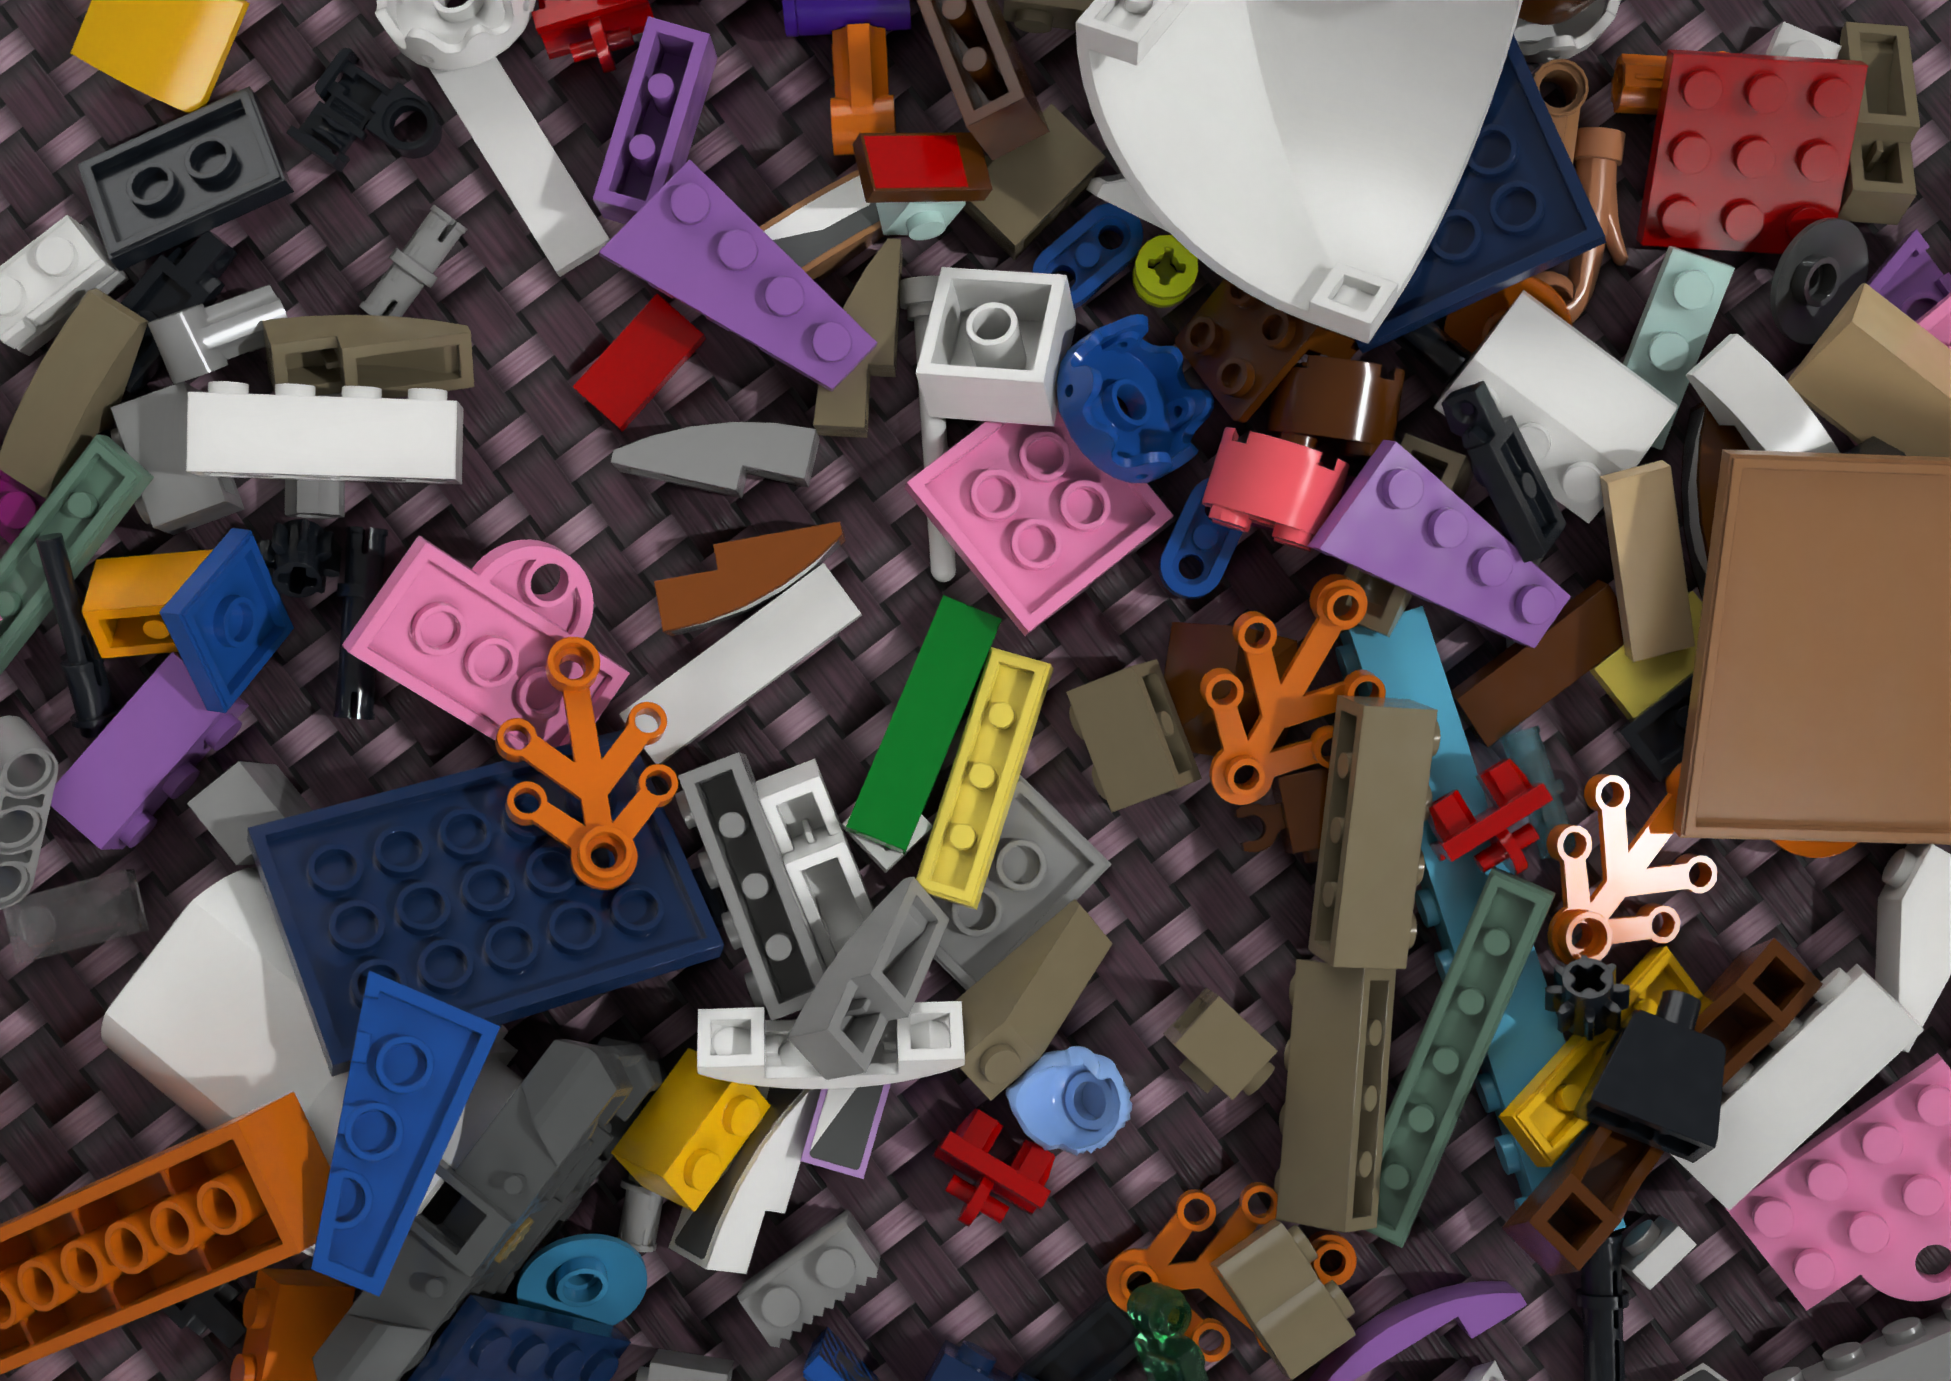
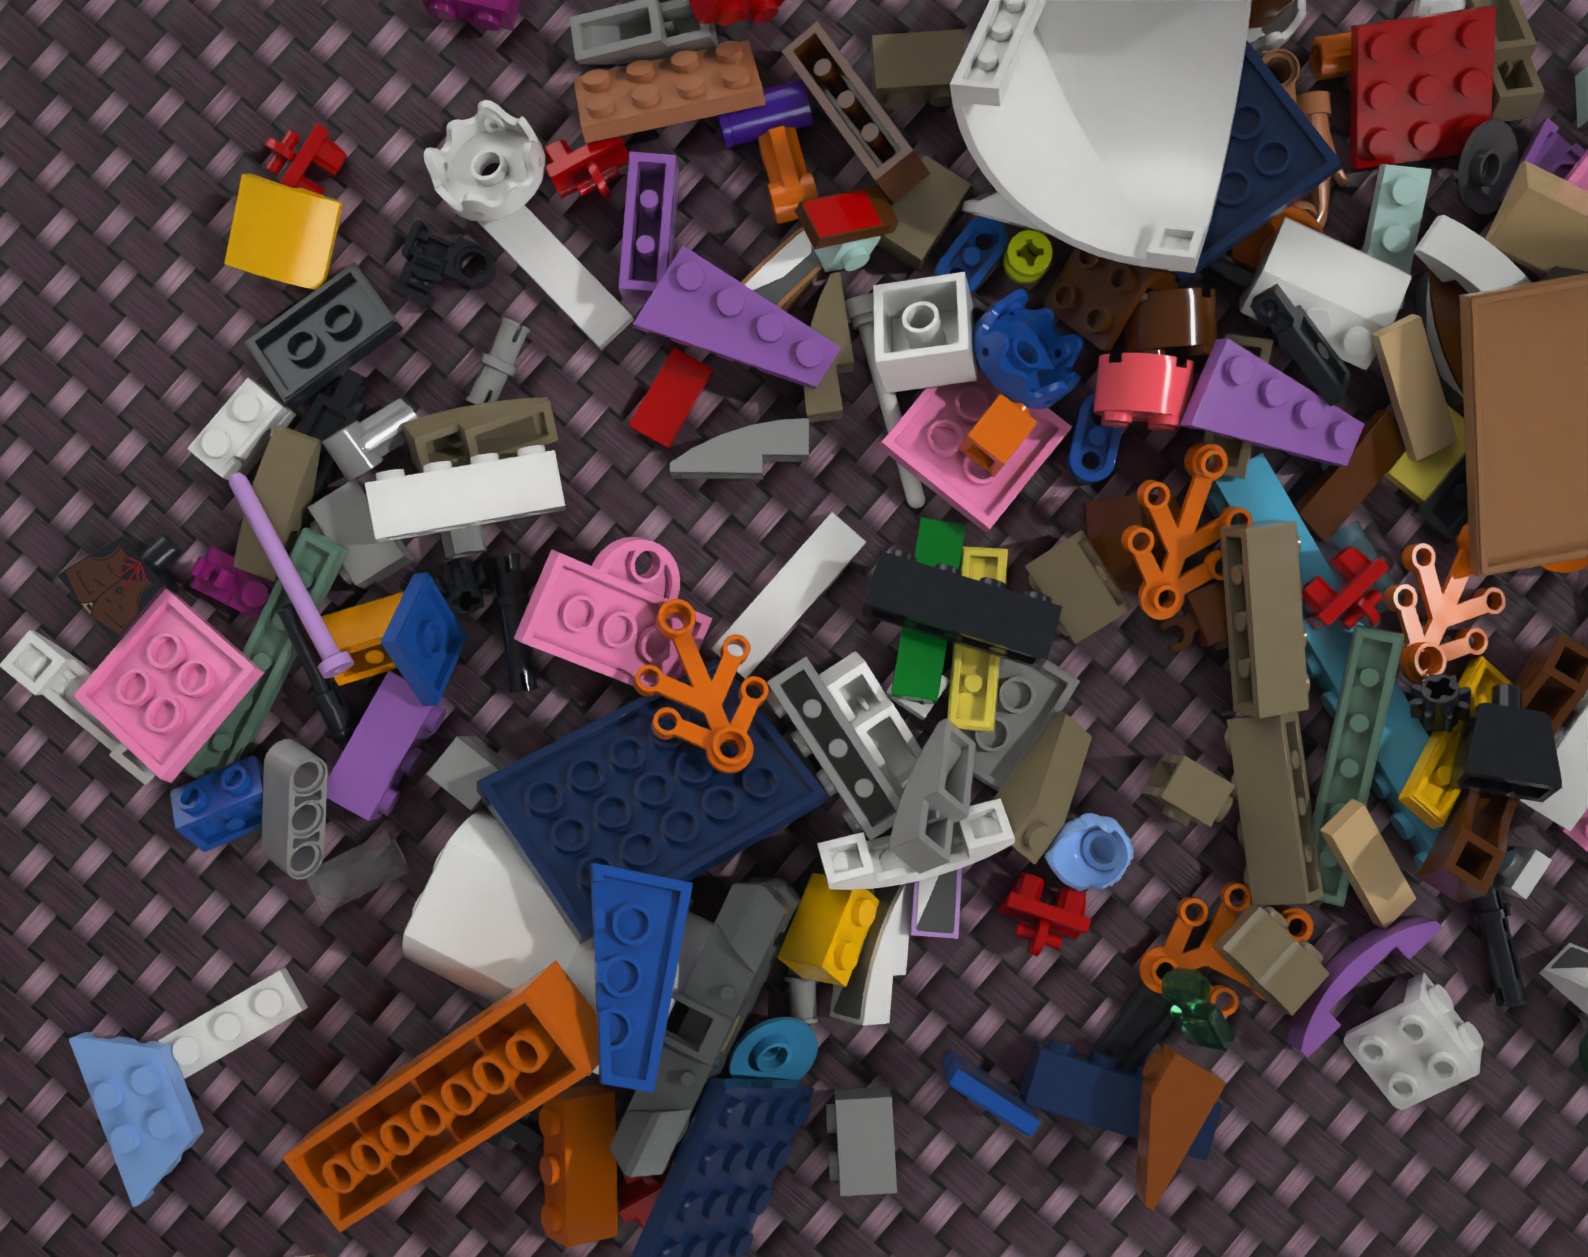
camera: 10 degrees left, 0 degrees up
(95, 623) = (333, 660): none -> lavender bar
(746, 576) = (781, 532): dark orange slope -> none
(809, 1278) = (933, 1017): light grey brick -> none
(962, 731) = (962, 609): none -> black brick
(1066, 505) = (998, 434): none -> orange brick
(1445, 1196) = (1368, 864): none -> tan tile

